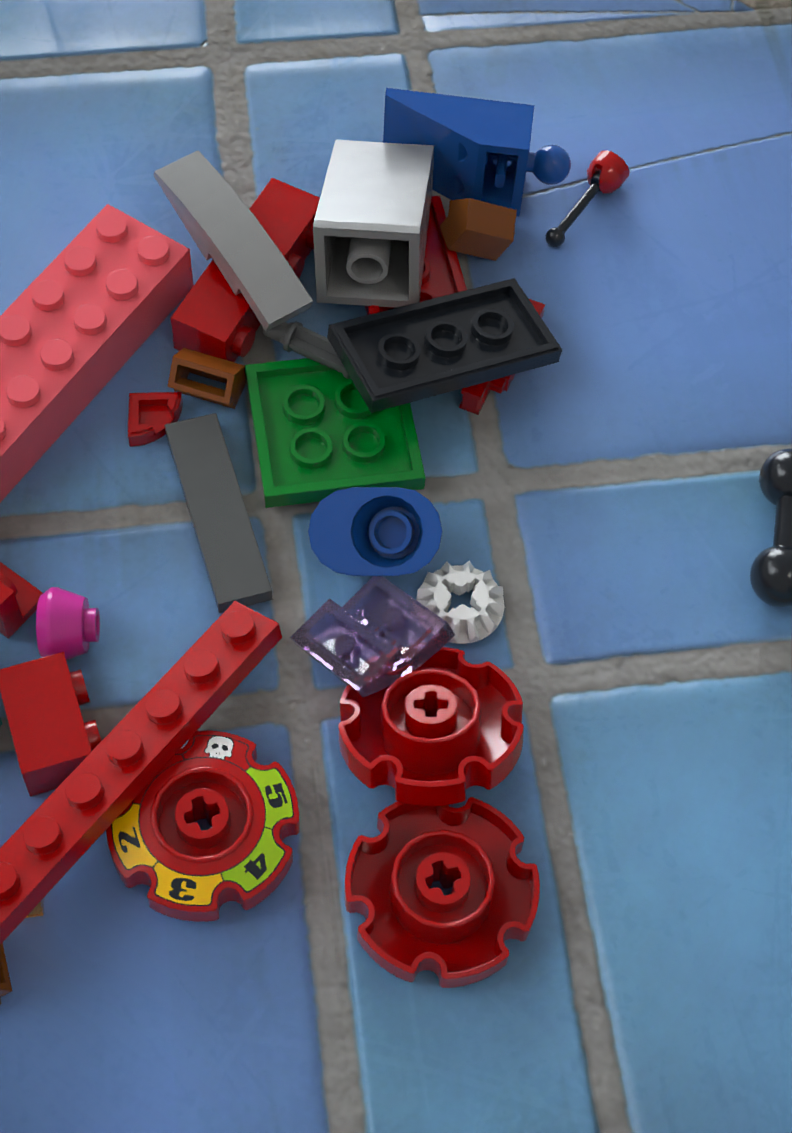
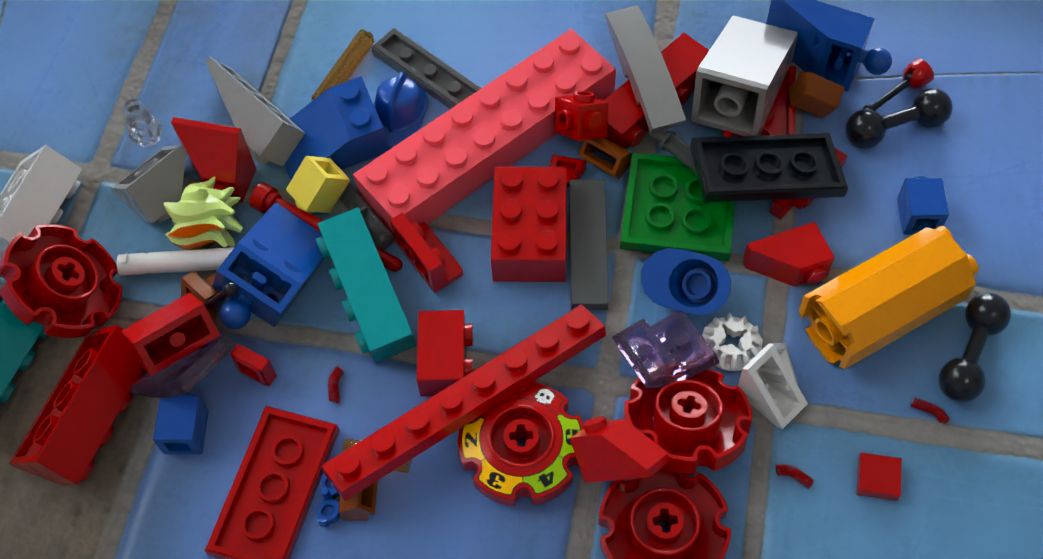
camera: 25 degrees right, 0 degrees up
(65, 623) = (471, 292): dark pink cone -> none
(125, 503) = (529, 224): none -> red brick
(159, 328) = (581, 116): none -> red brick
(346, 799) = (615, 451): none -> red slope
(509, 461) = (791, 256): none -> red slope
(535, 650) = (772, 385): none -> white slope
(562, 260) = (929, 109): none -> black piece
(583, 763) = (785, 469): none -> red leg
(655, 486) = (888, 296): none -> light orange brick
(664, 351) = (922, 204): none -> blue brick
(710, 736) = (879, 476): none -> red tile
(758, 629) = (940, 417): none -> red leg

